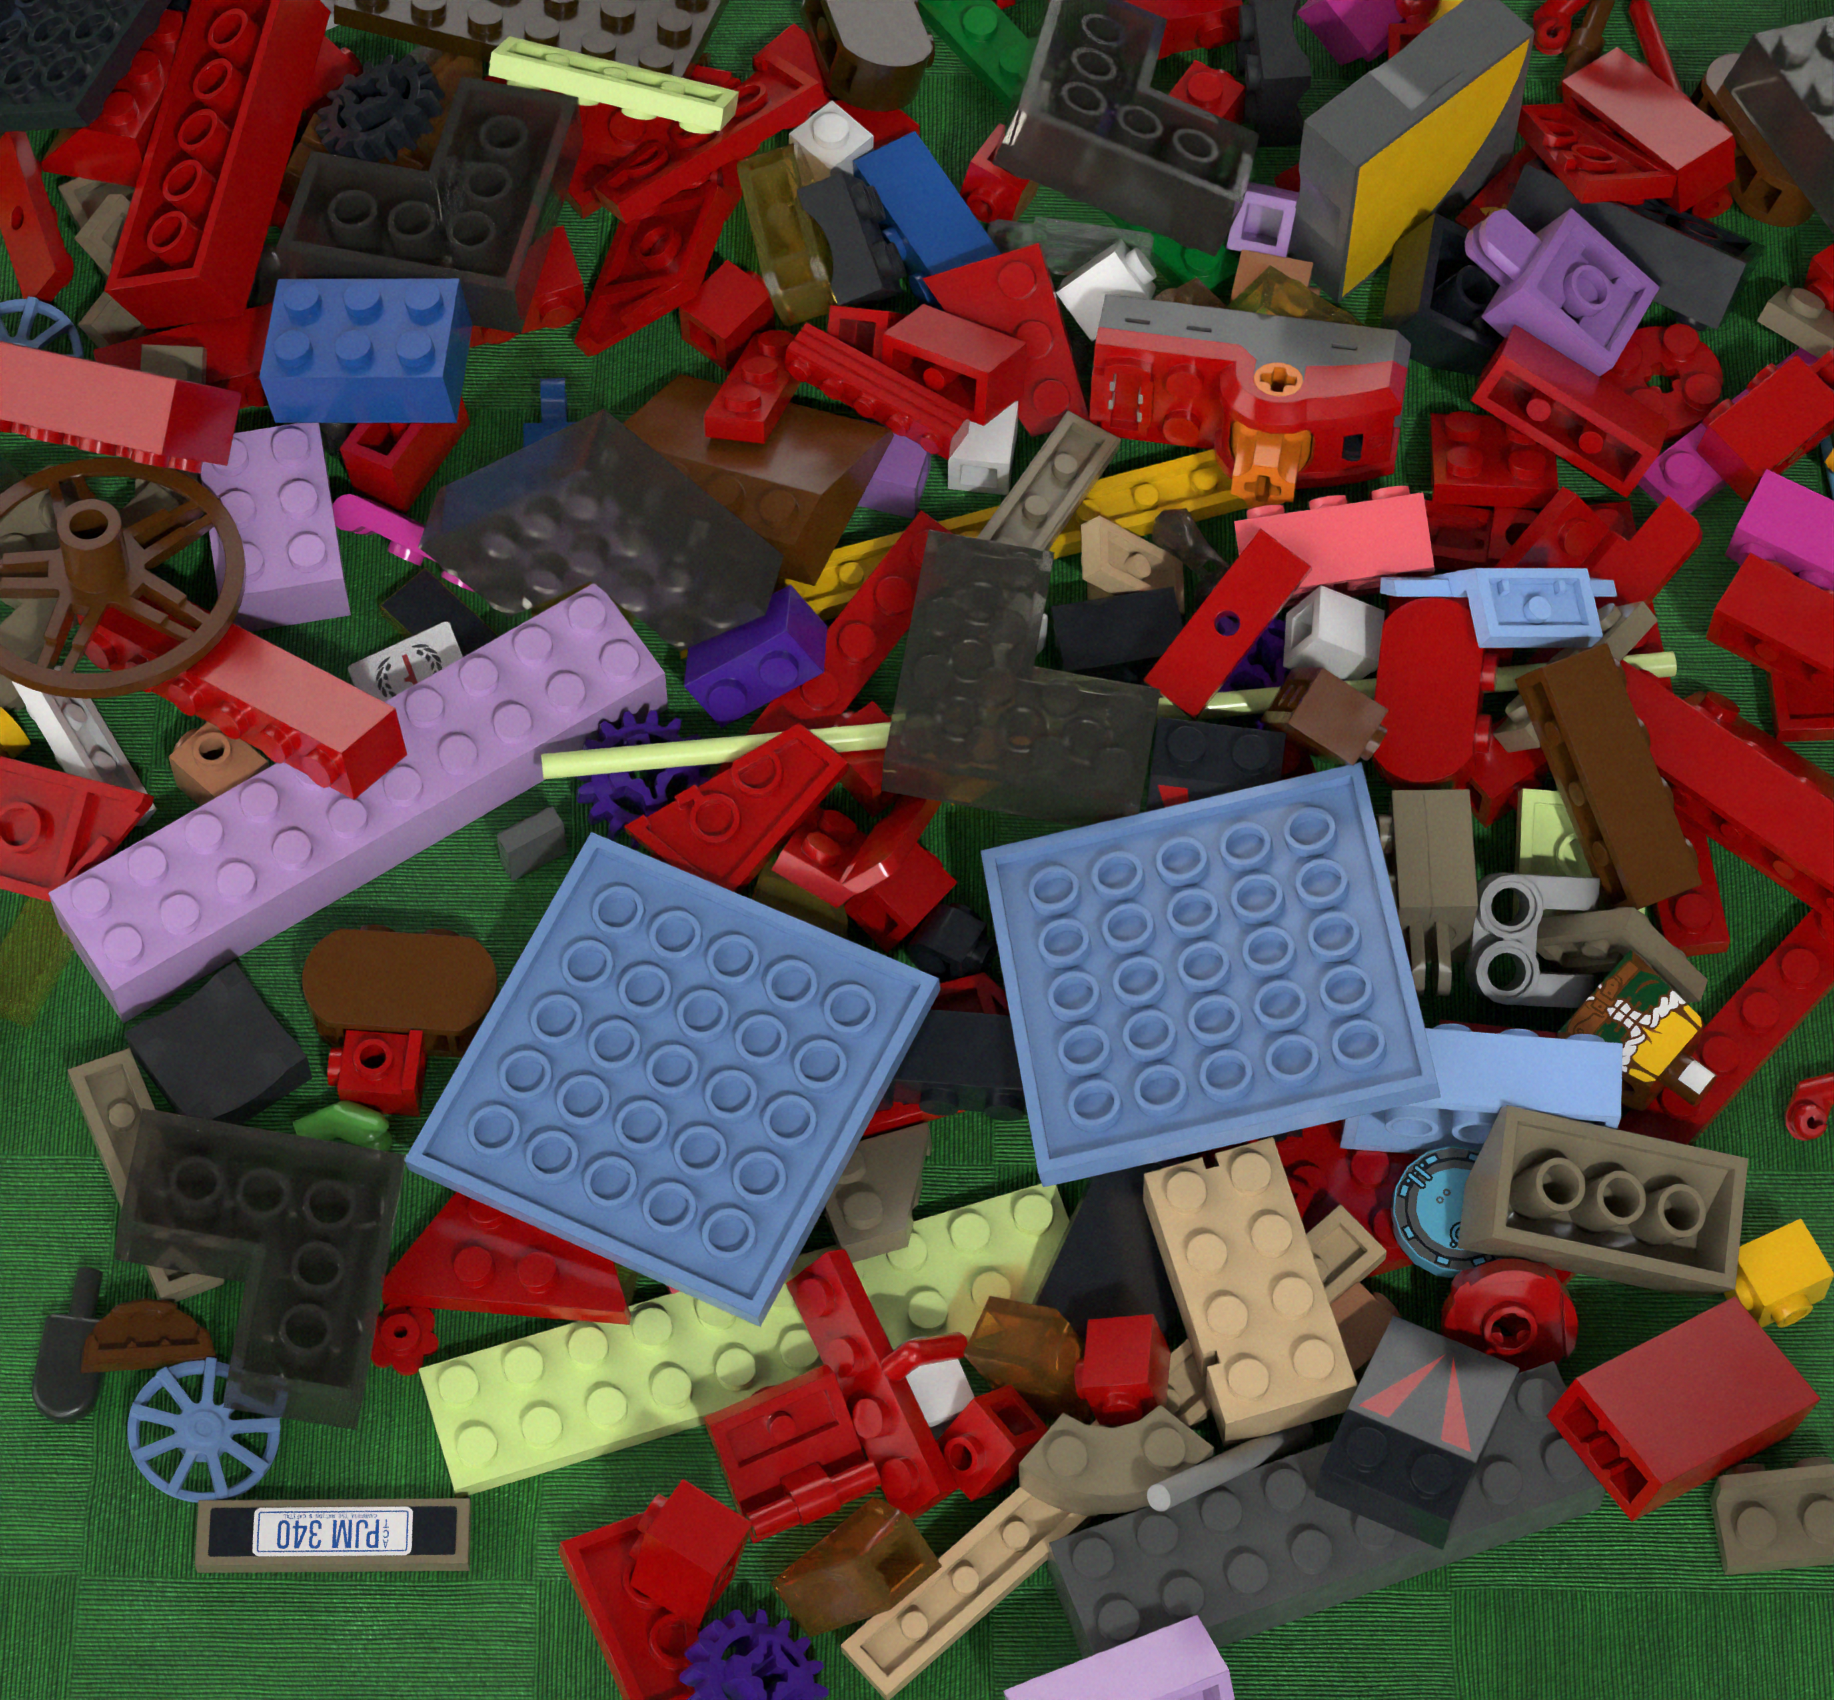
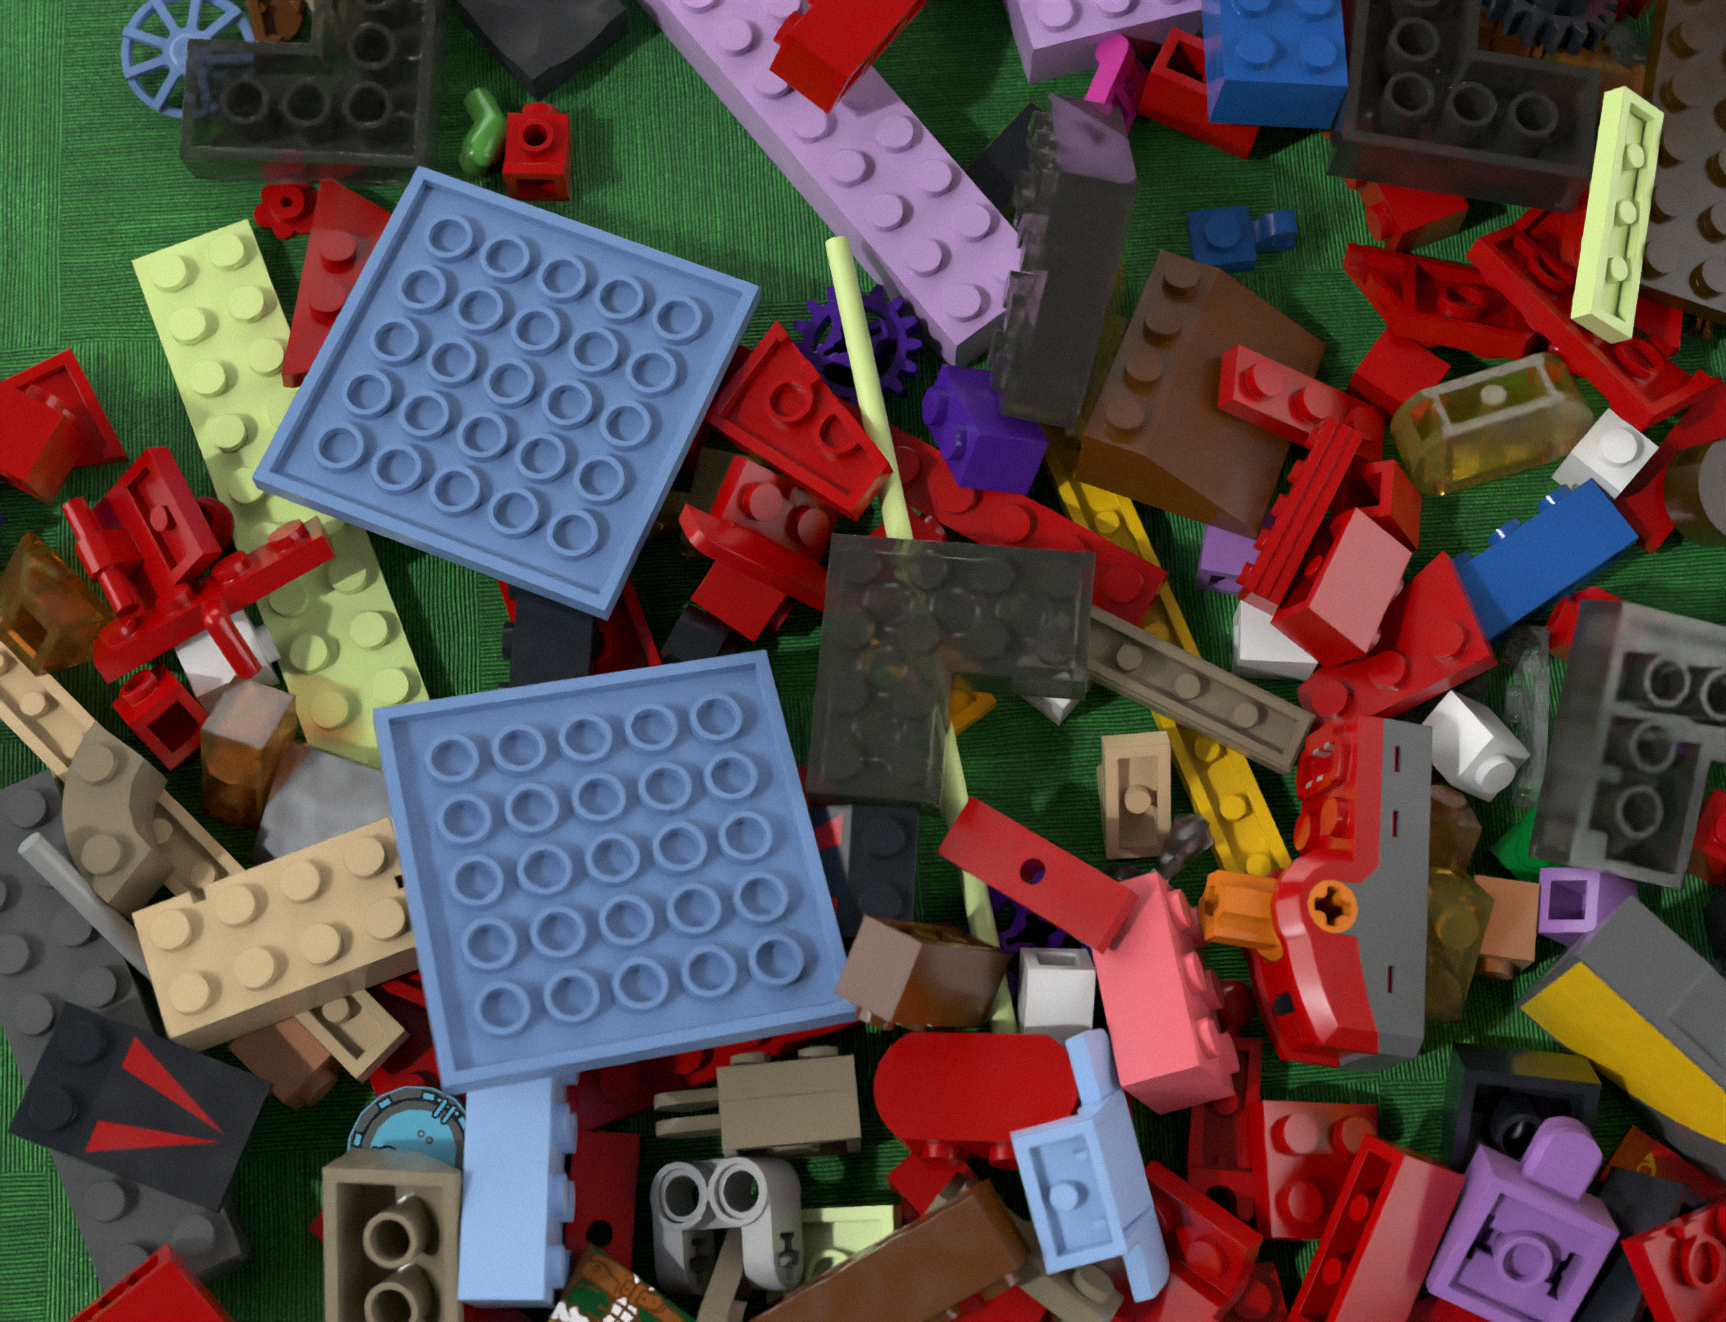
camera: 85 degrees right, 10 degrees up
(333, 1535) = (94, 172): tile -> none
(400, 984) = (620, 155): reddish brown brick -> none
(406, 662) = (966, 132): clear sticker -> none
(532, 843) = (782, 257): dark grey tile -> none
(863, 263) = (1479, 477): black brick -> none
(878, 1192) = (427, 597): dark tan wing -> none
(1115, 635) = (1052, 783): black brick -> none
(1123, 1368) = (211, 825): red brick -> none
(1516, 1287) = (287, 1210): red plate -> none

